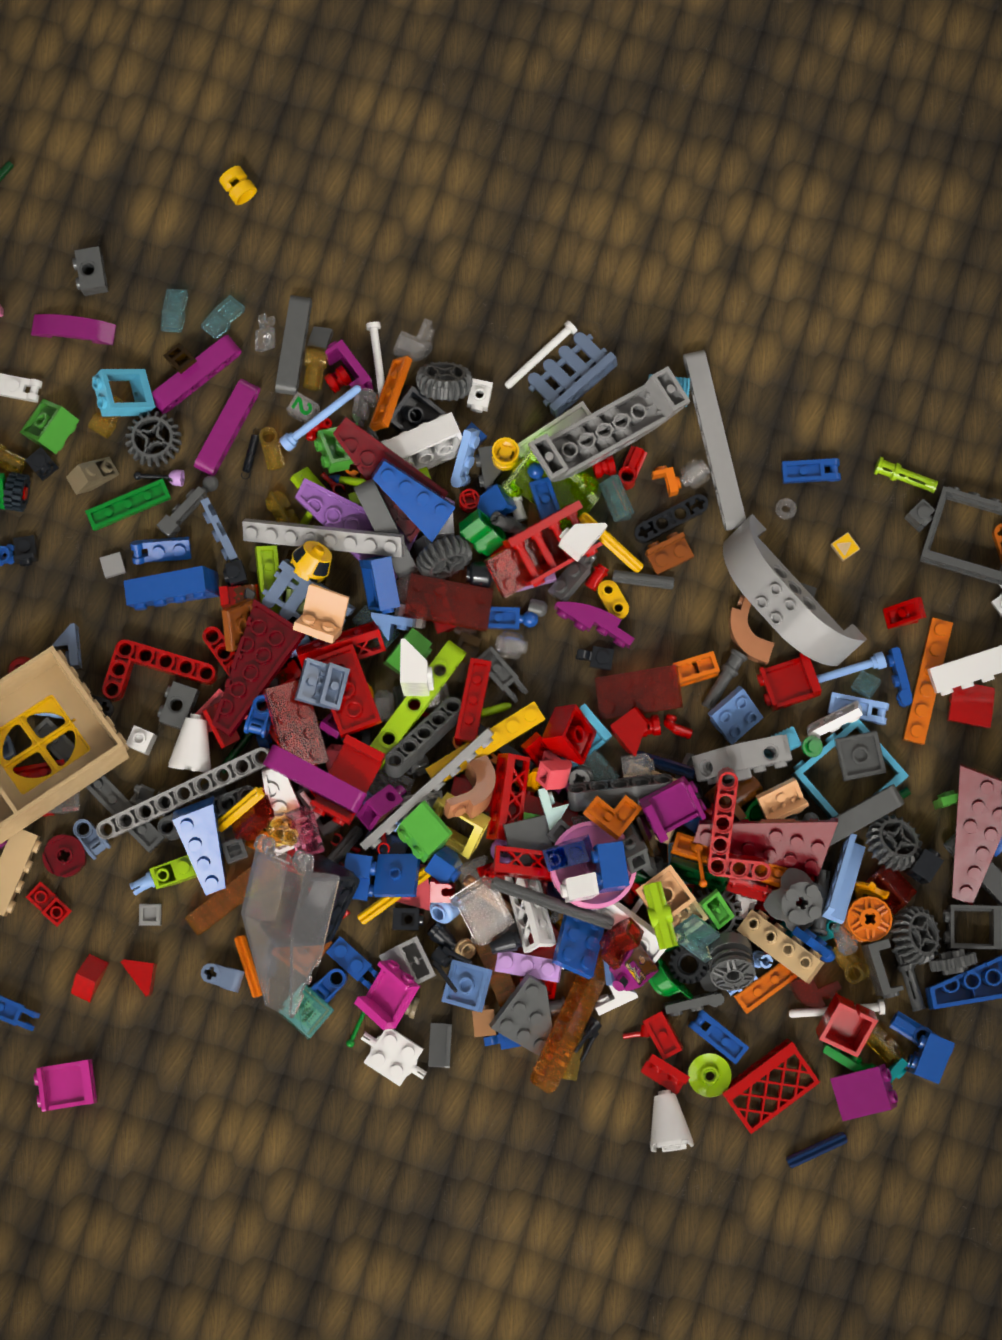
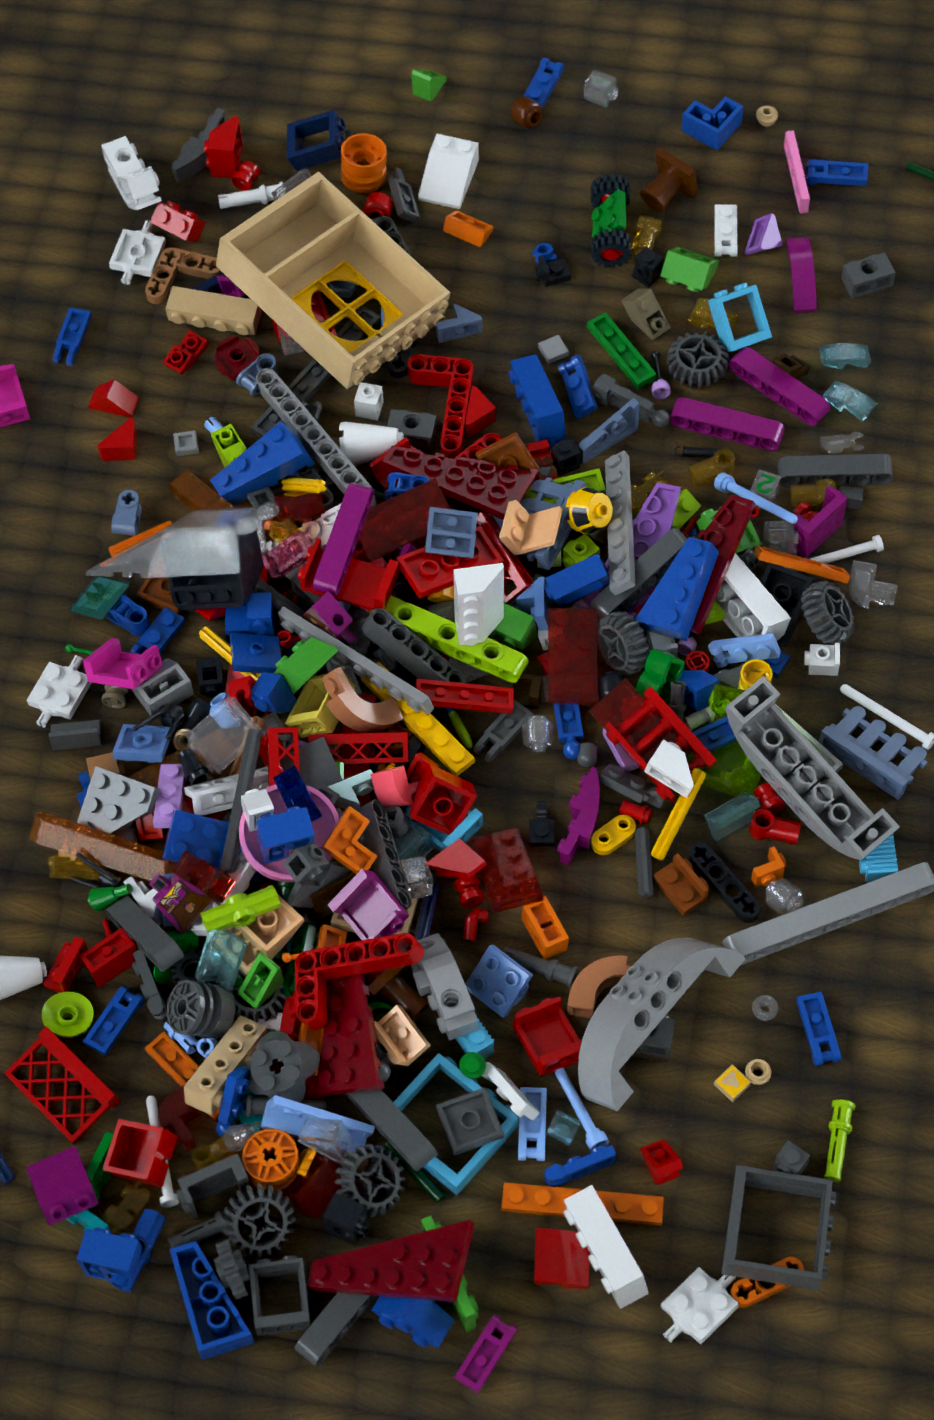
camera: 85 degrees right, 20 degrees down
(25, 353) = (764, 235): none -> medium lavender slope
(172, 642) = (479, 414): none -> red slope
(340, 572) = (579, 550): none -> lime brick
(606, 1035) = (102, 897): none -> green cone
(655, 1001) = (145, 933): none -> dark grey beam
(841, 519) = (761, 1065): none -> tan plate
(858, 873) = (327, 1137): none -> clear slope

